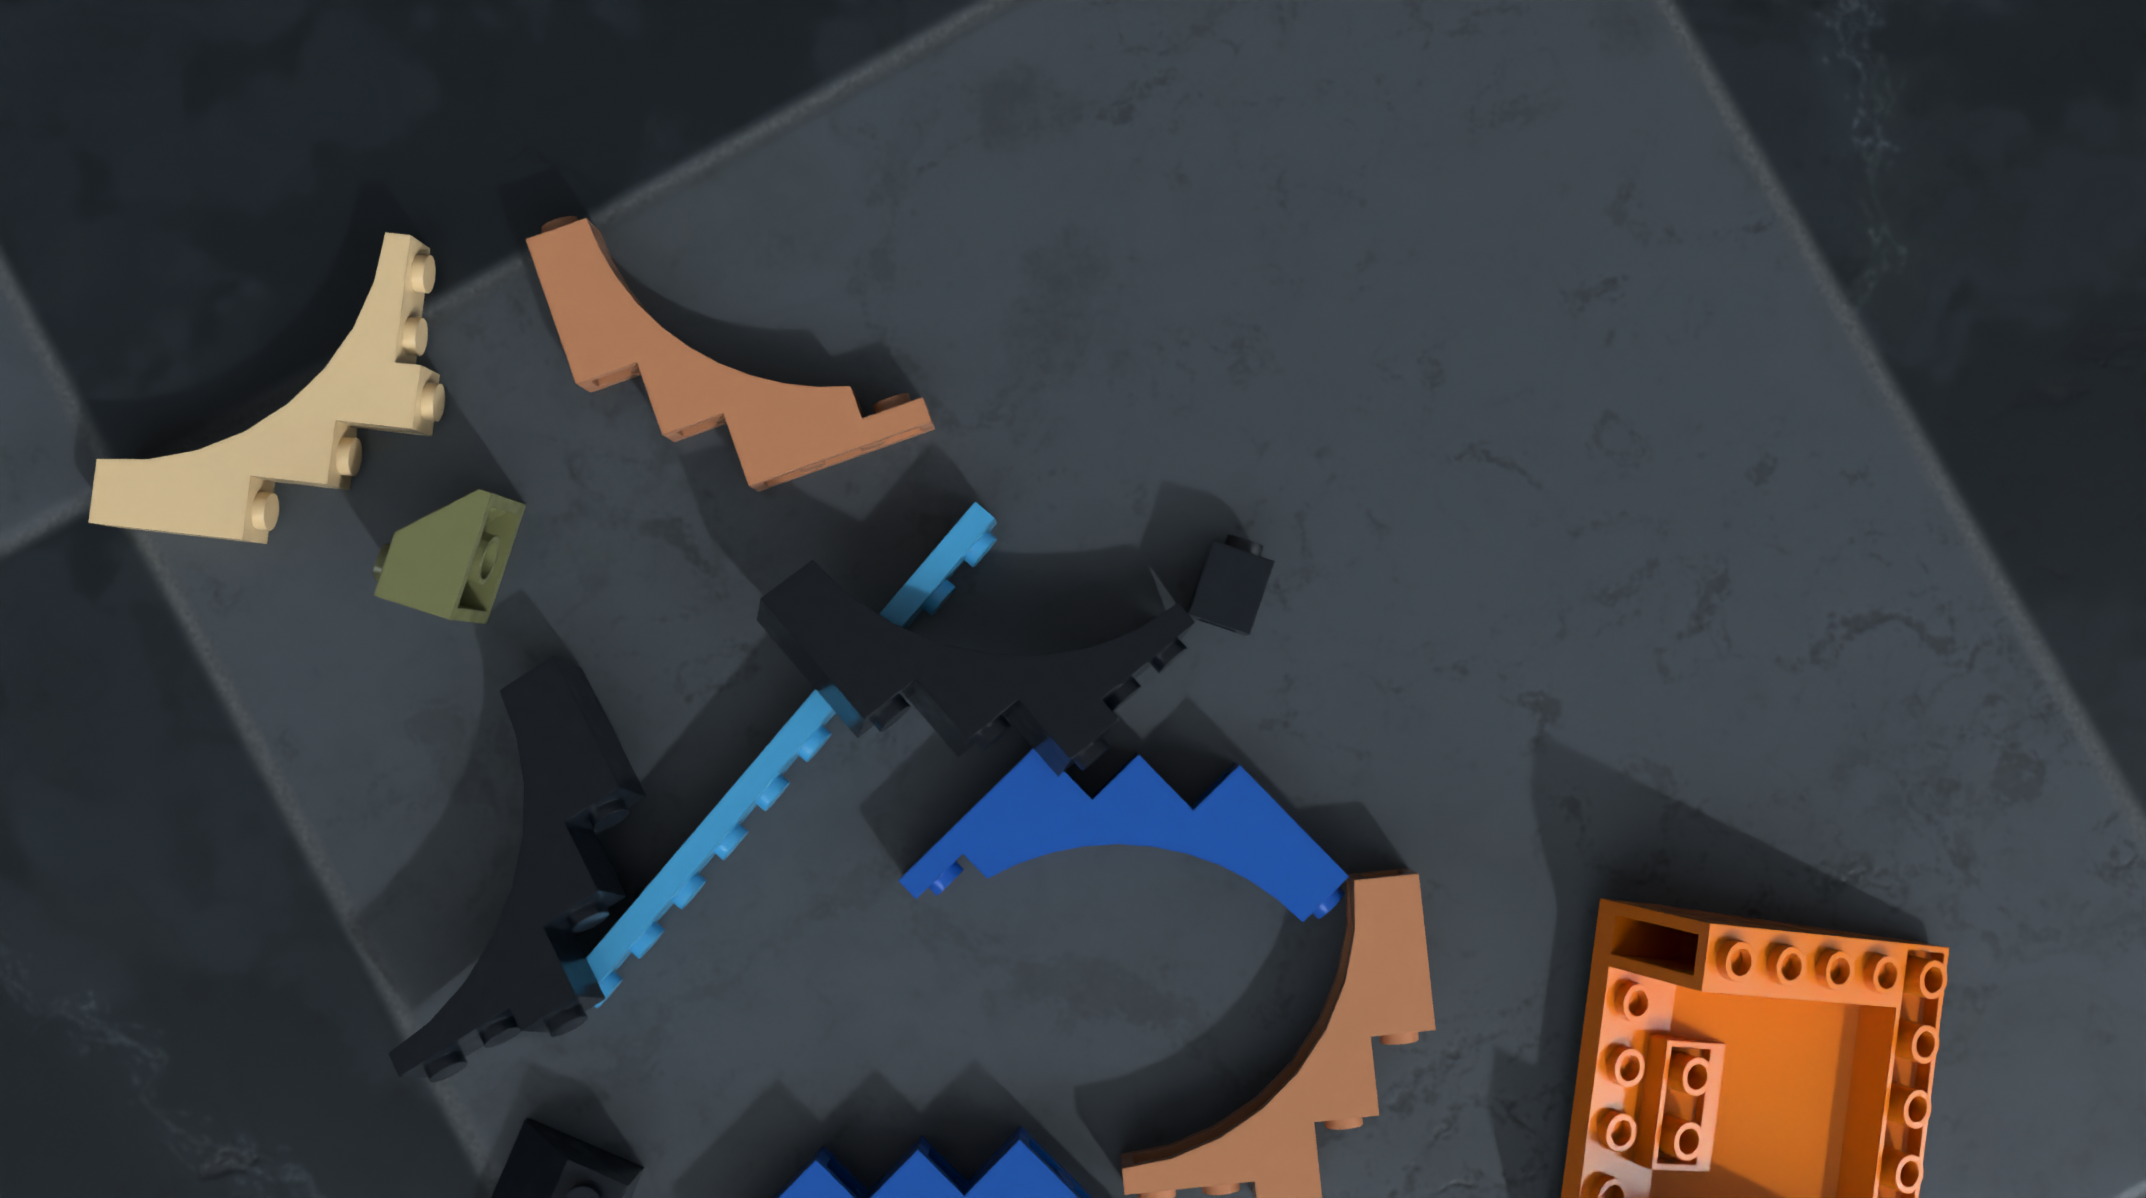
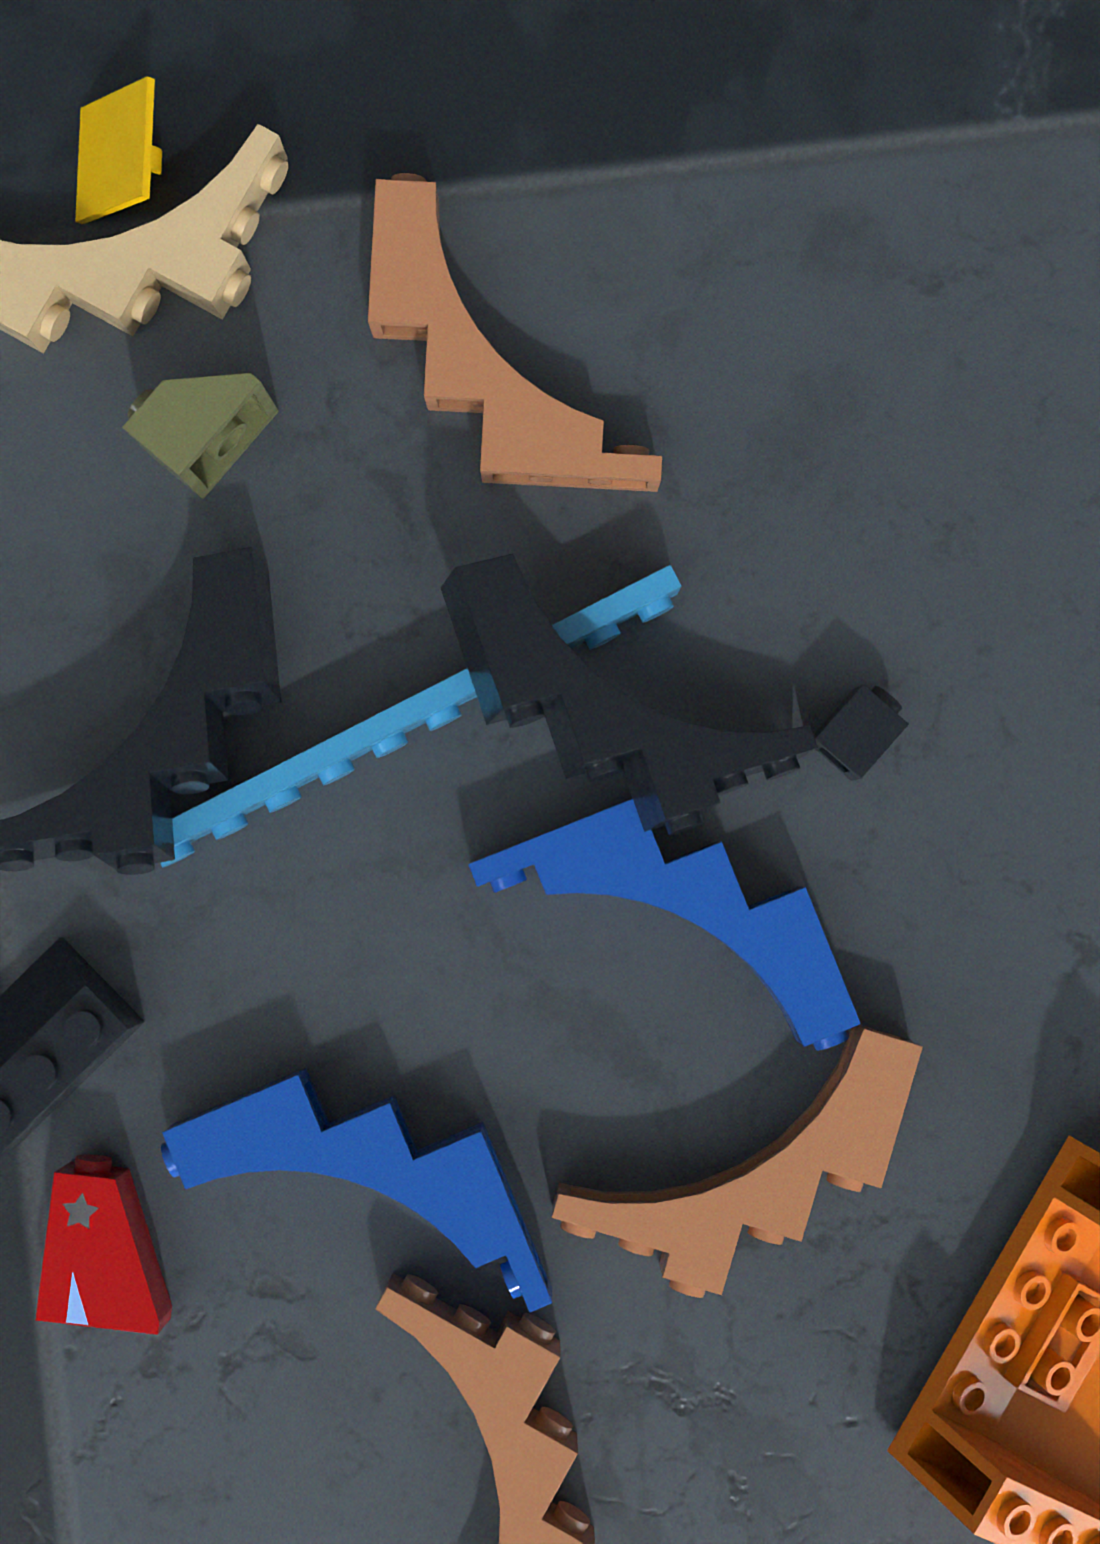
camera: 25 degrees right, 0 degrees up
(256, 316) = (116, 151): none -> yellow piece

